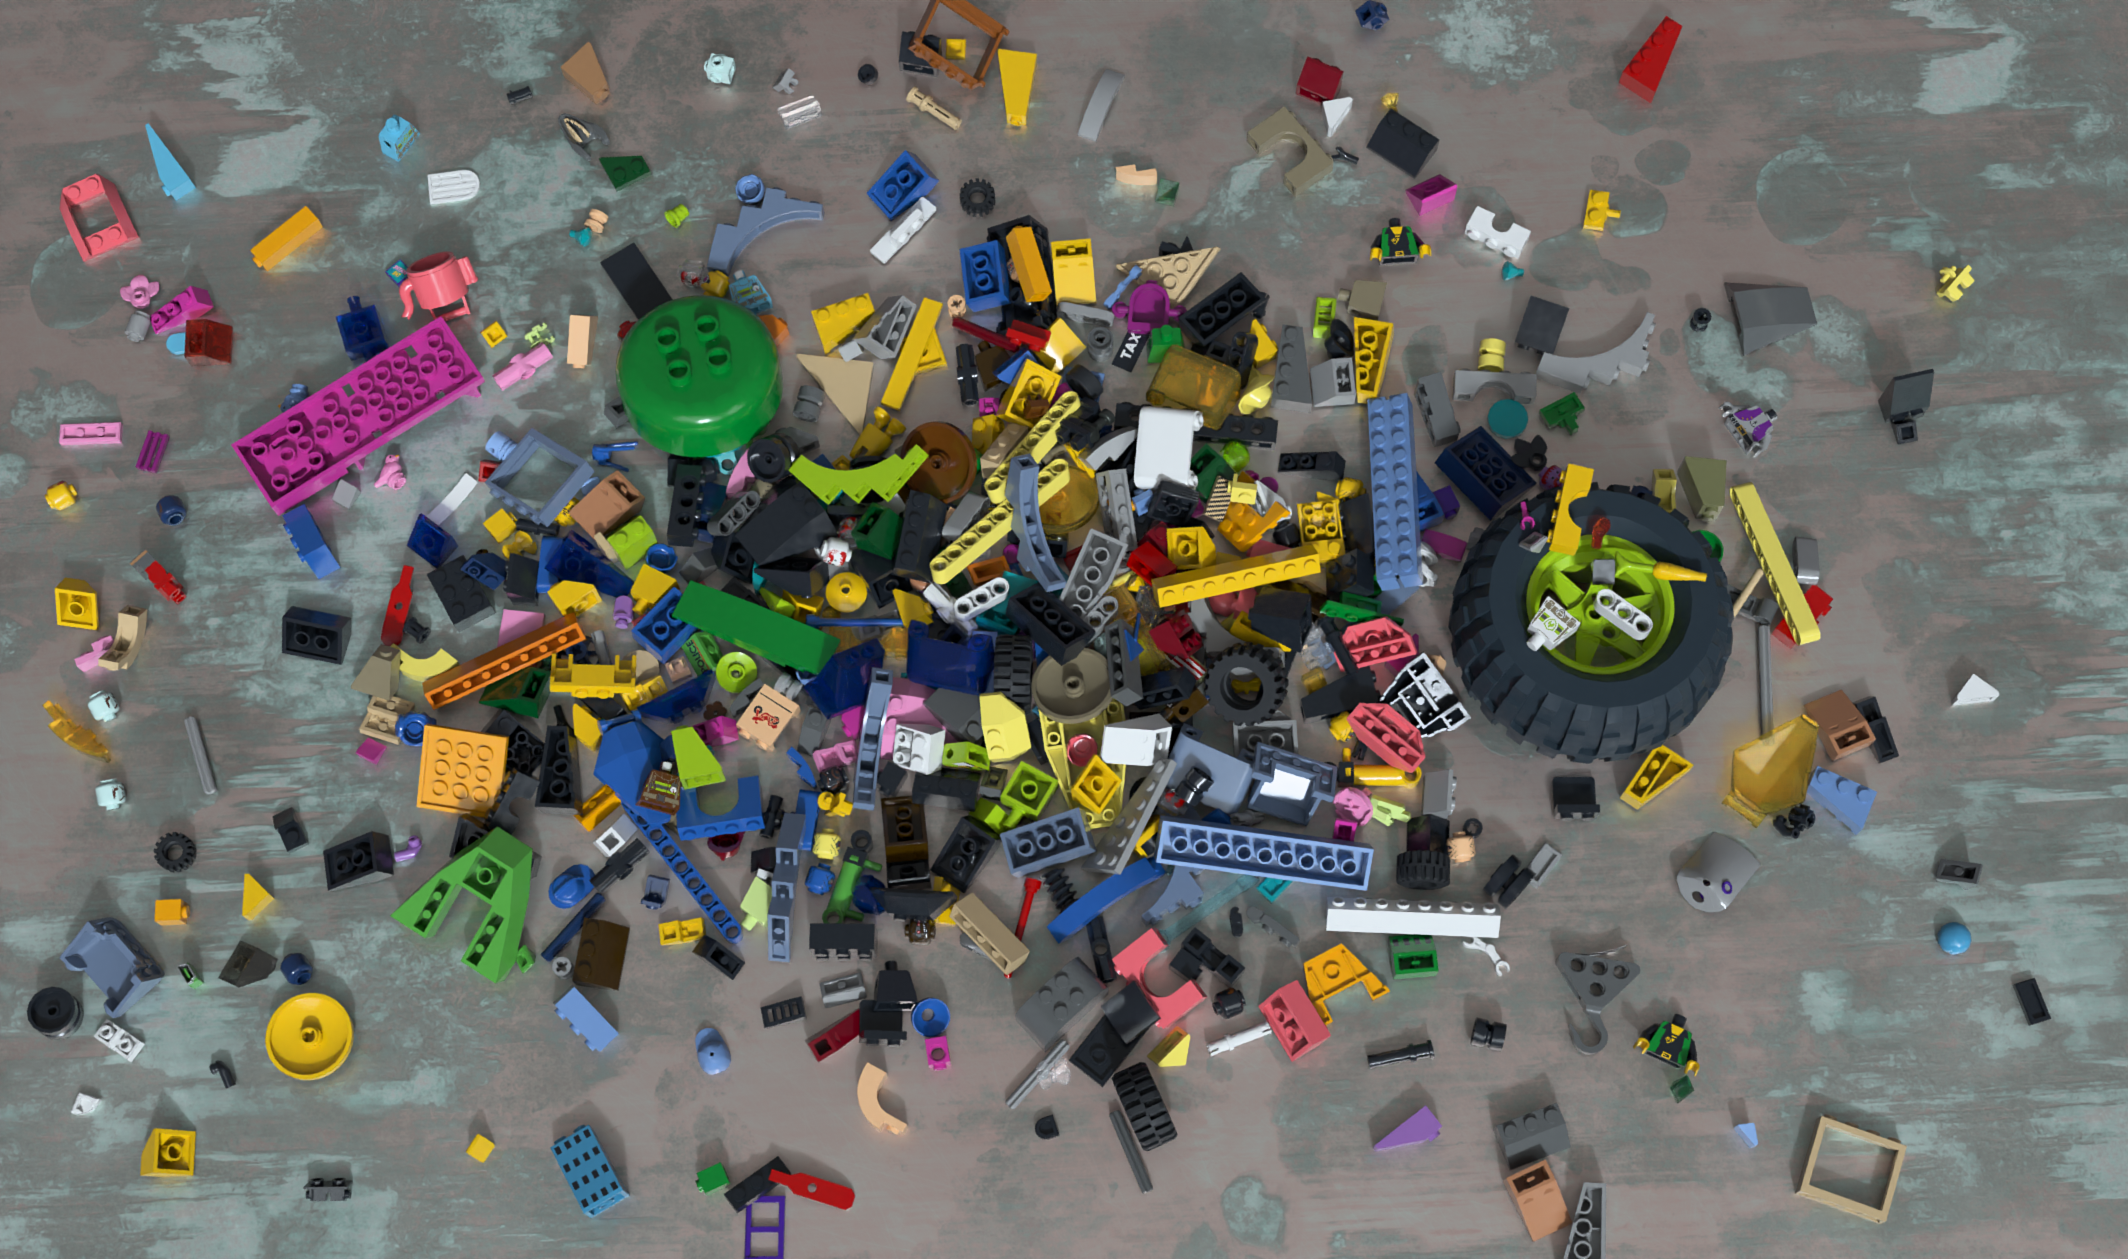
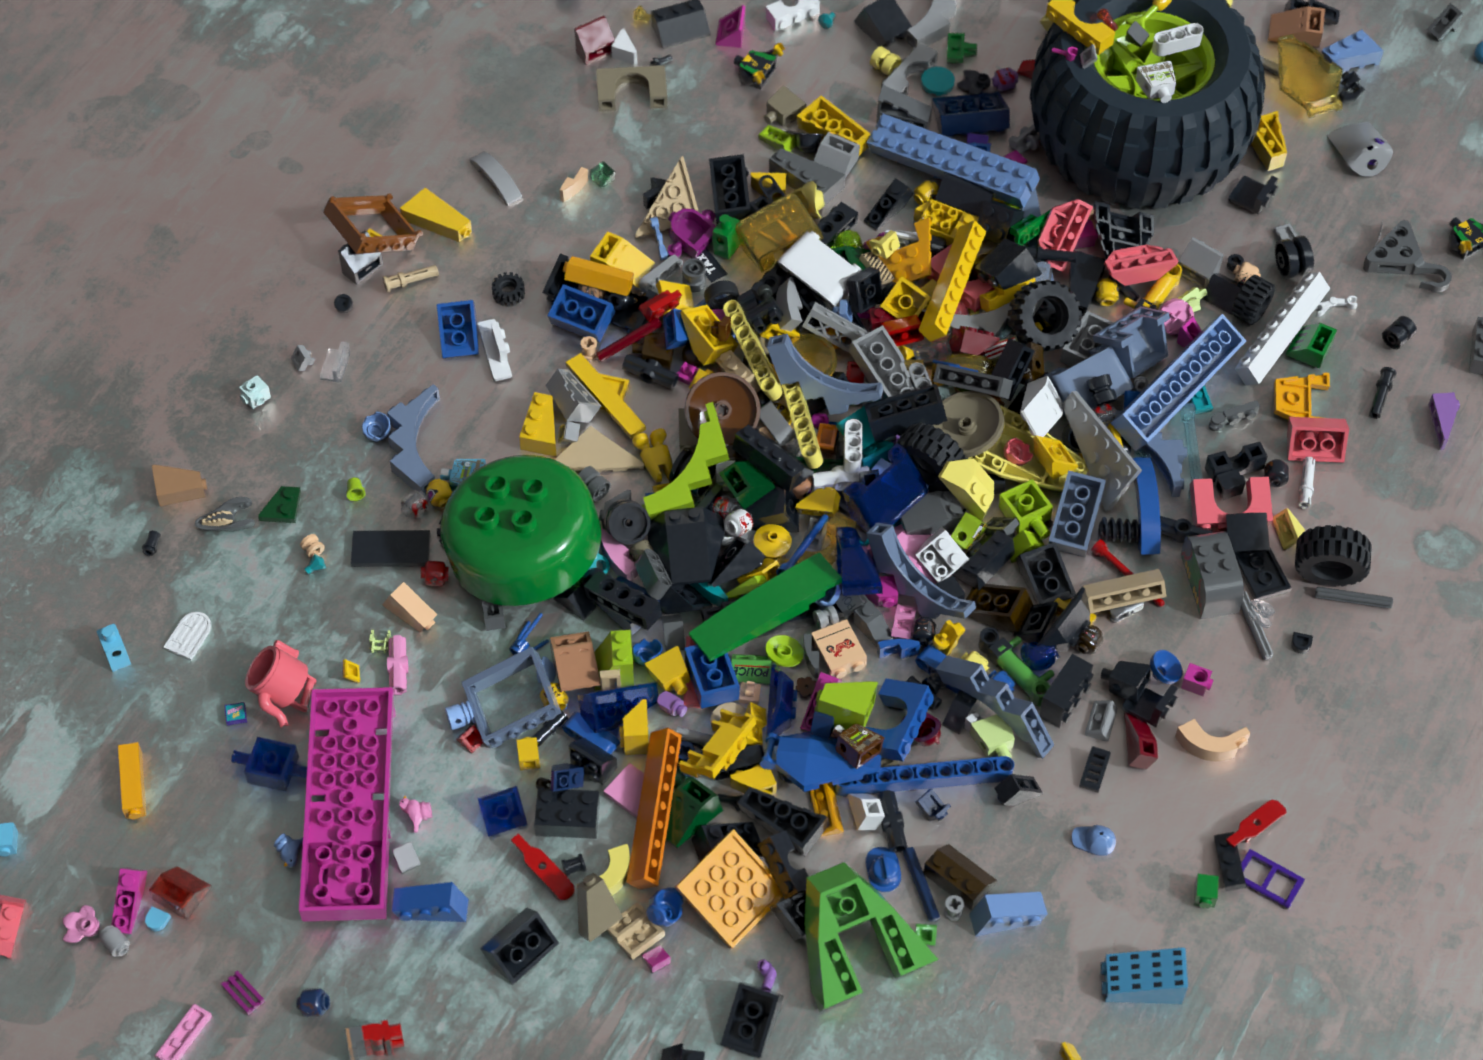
camera: 60 degrees left, 15 degrees down
(452, 500) = (472, 777): white sticker -> none
(522, 542) = (554, 747): yellow piece -> none
(681, 931) = (978, 806): yellow slope -> none
(1236, 922) = (1218, 436): black piece -> none

